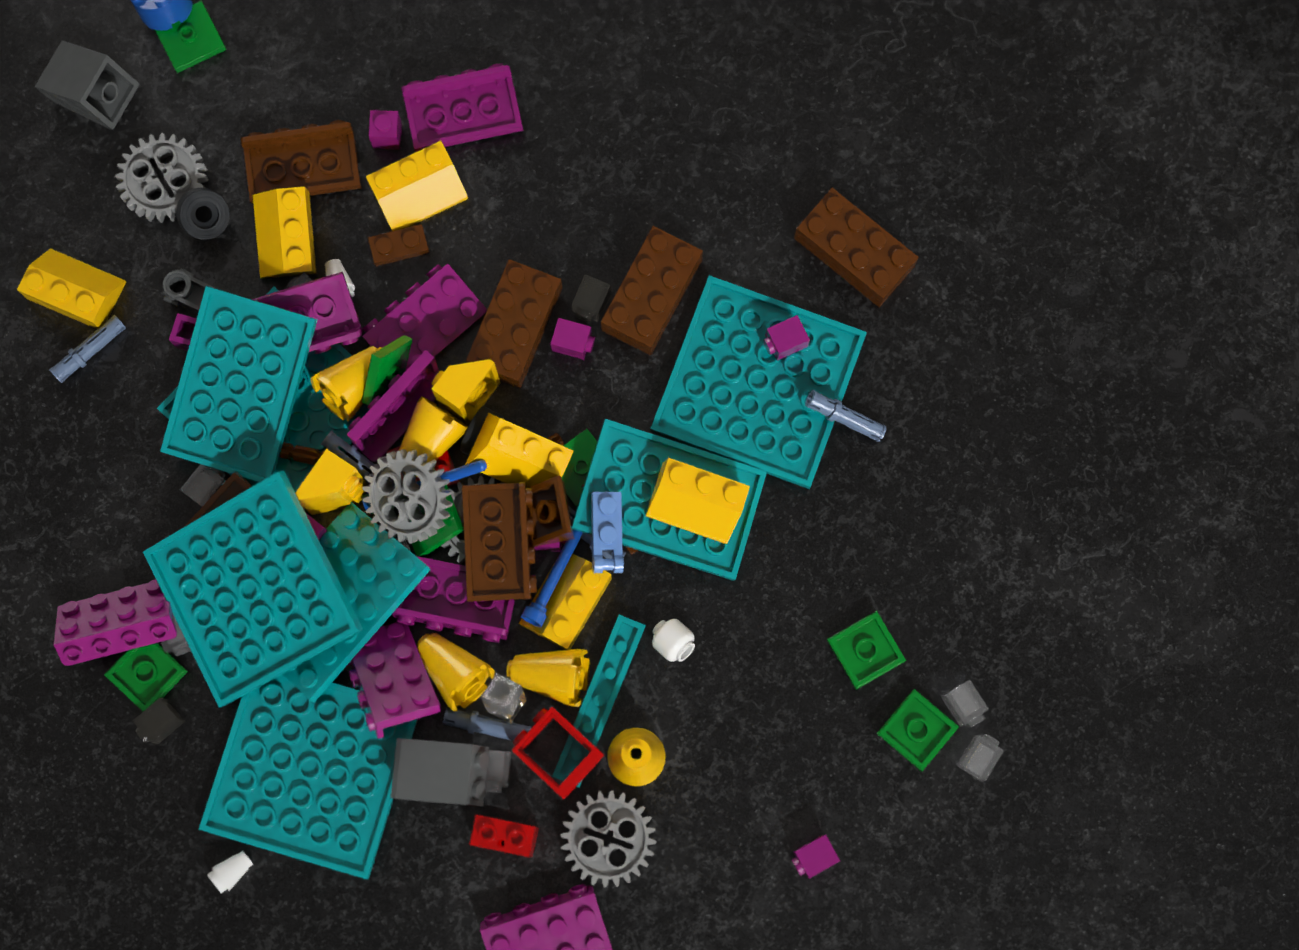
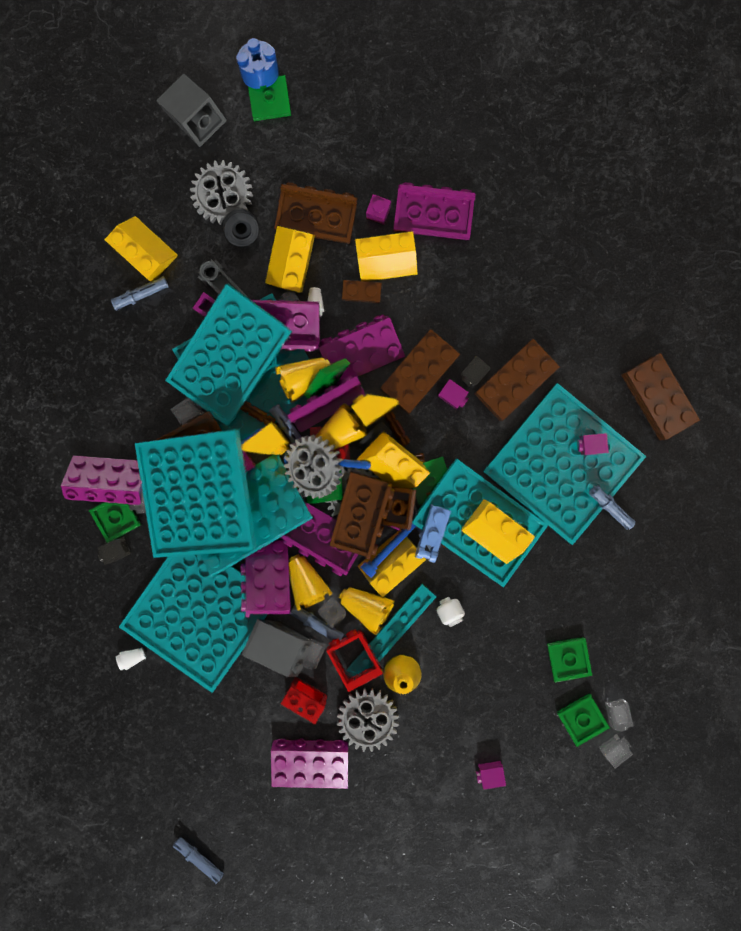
camera: 15 degrees right, 10 degrees up
(509, 411) = (397, 428): none -> reddish brown axle

